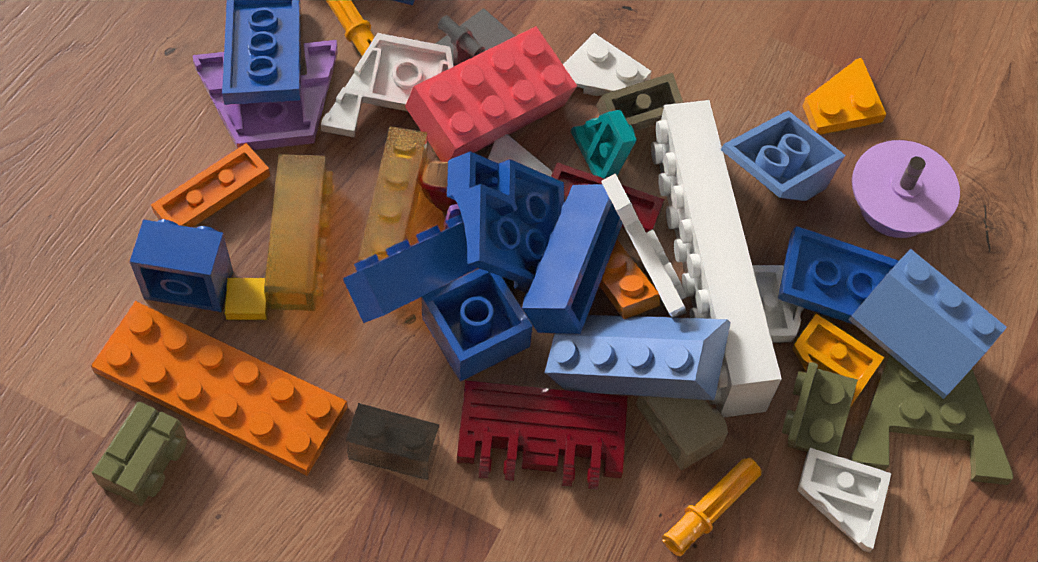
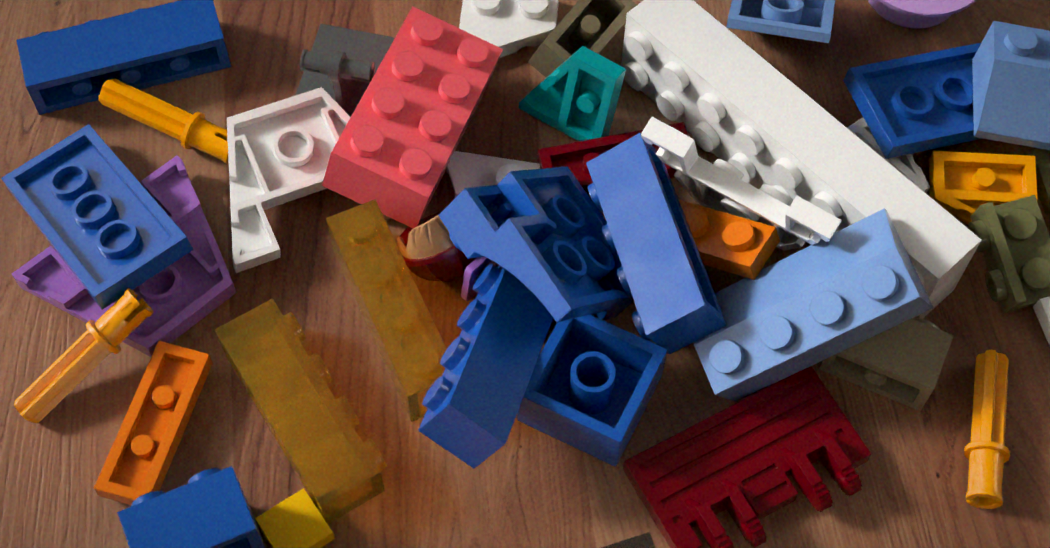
camera: 30 degrees left, 0 degrees up
(214, 122) = (83, 356): none -> light orange axle

